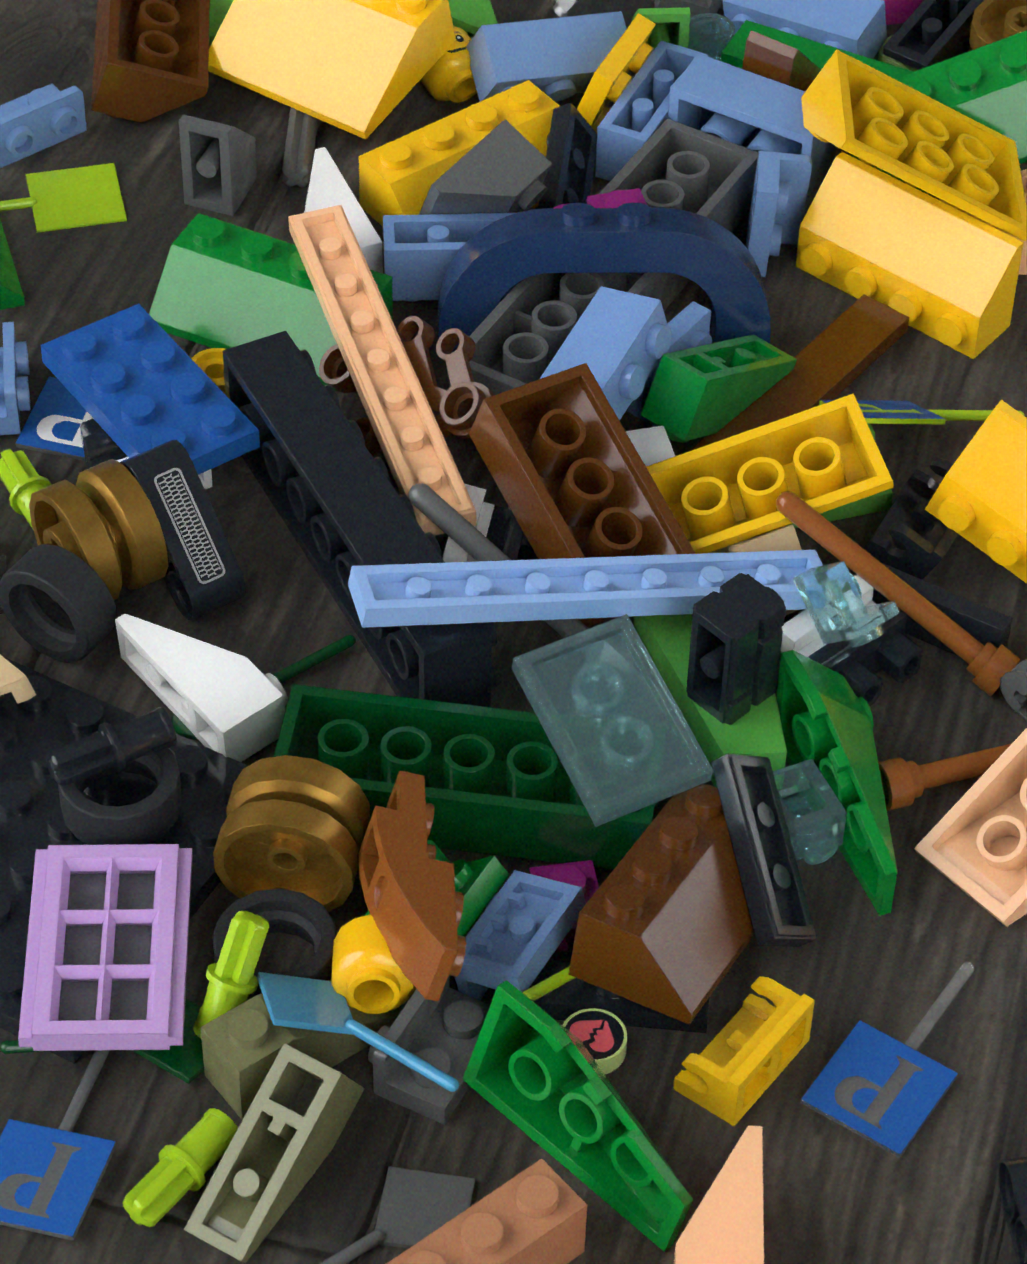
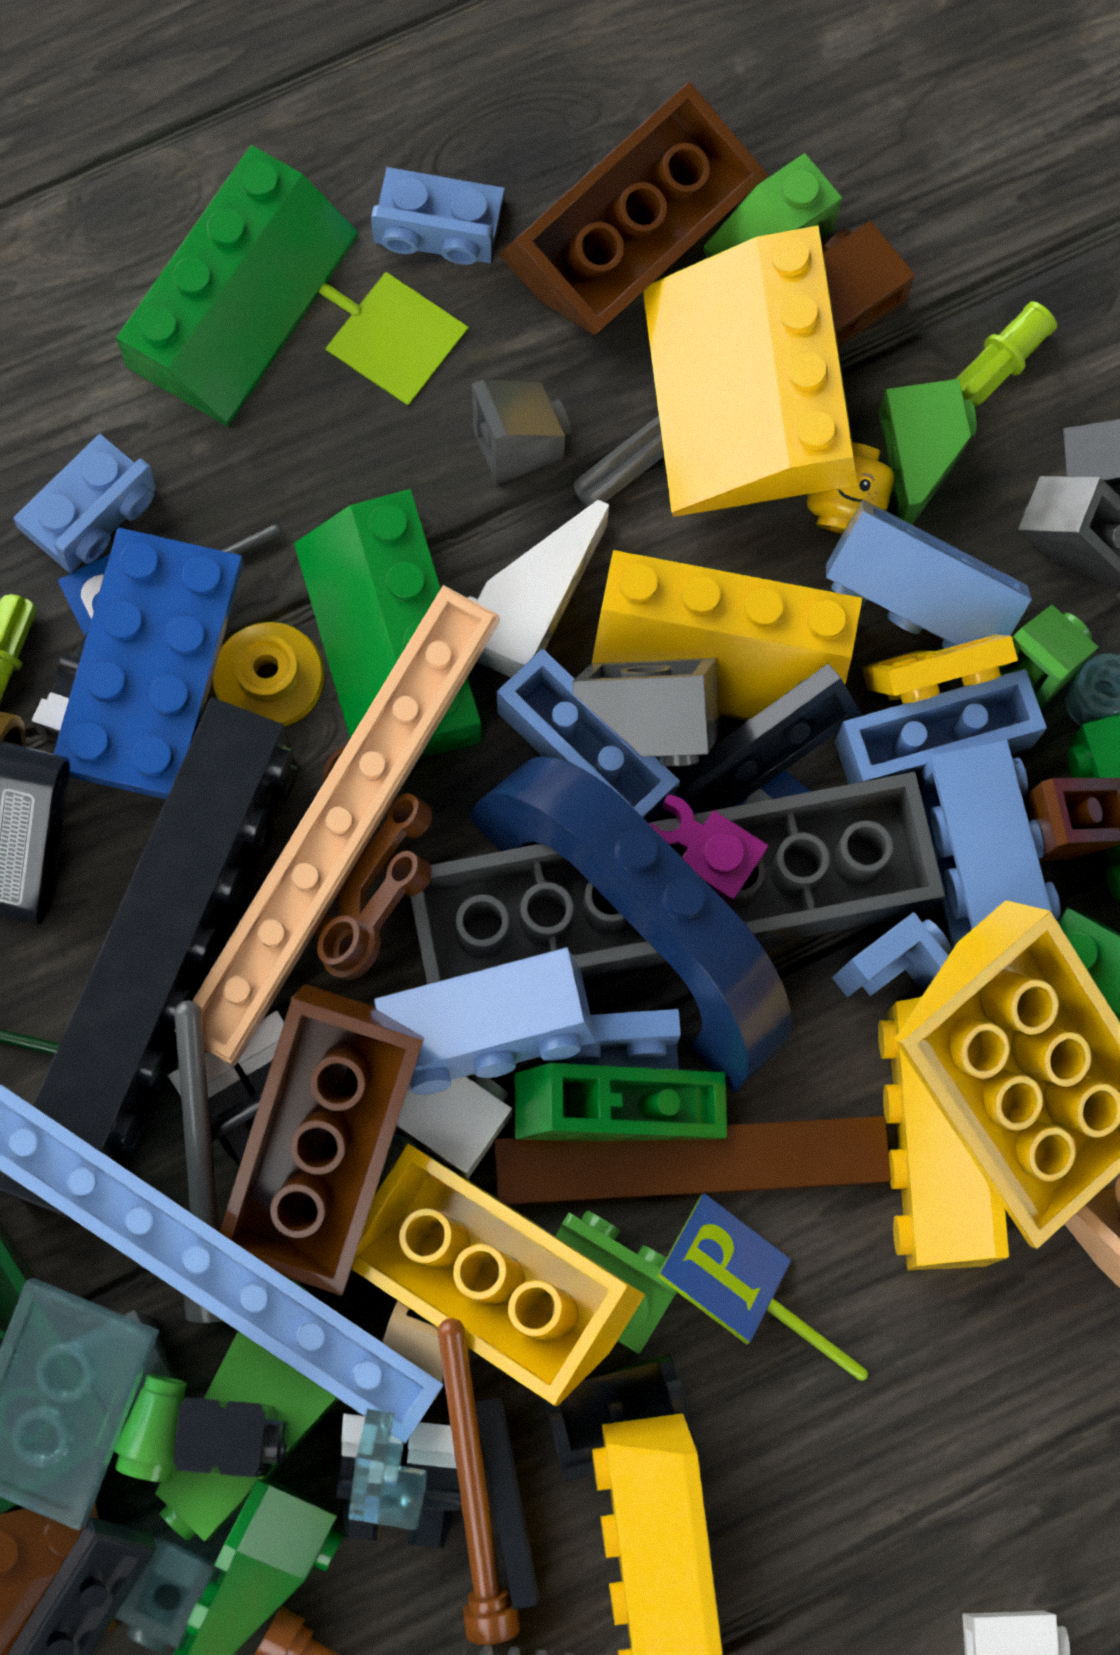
camera: 45 degrees right, 30 degrees up
(697, 707) = (150, 1431): none -> bright green cone

